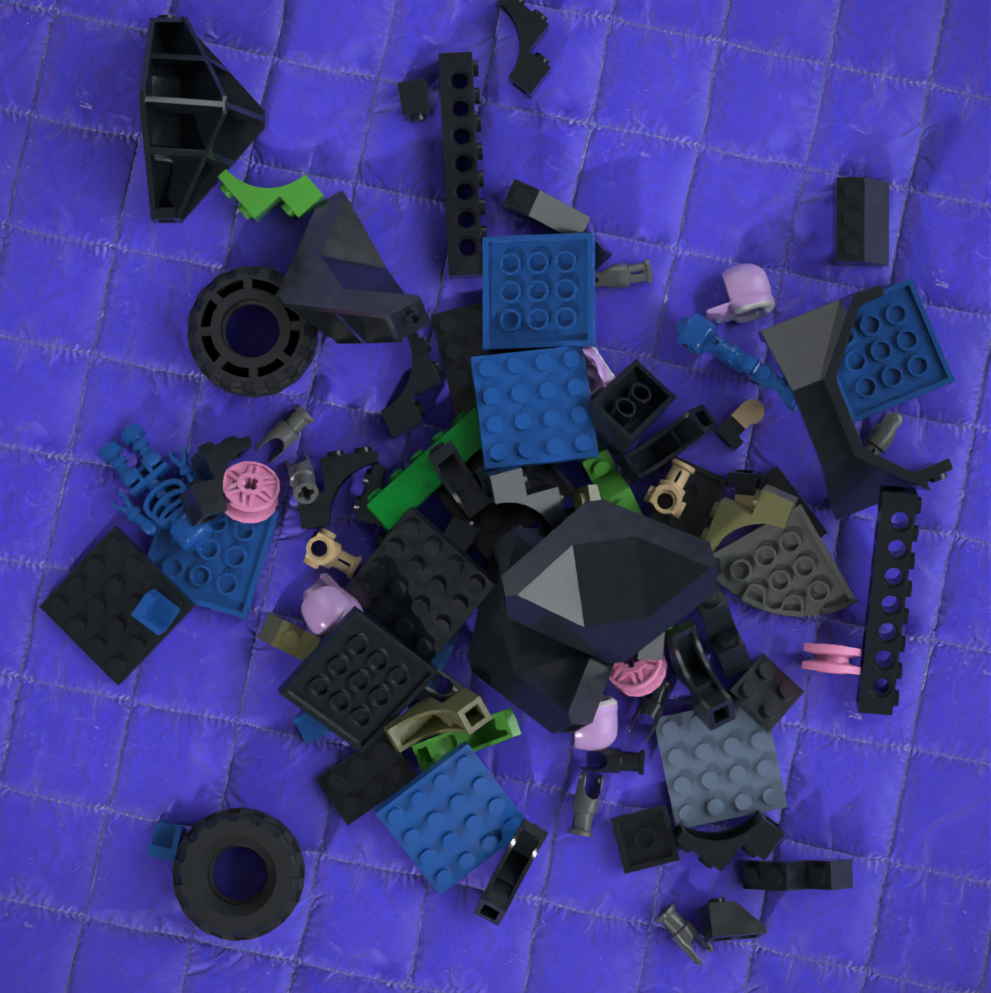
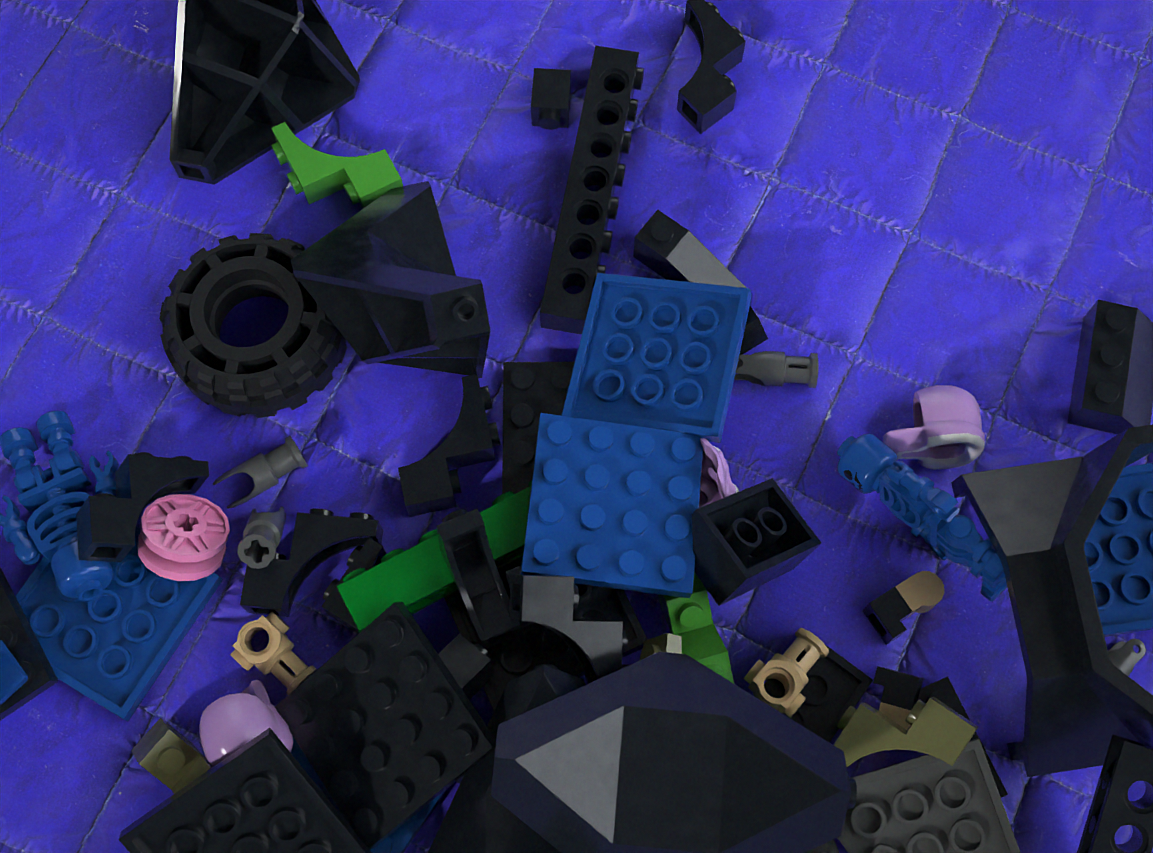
camera: 10 degrees right, 15 degrees down
(668, 444) = (778, 615): black arch -> none

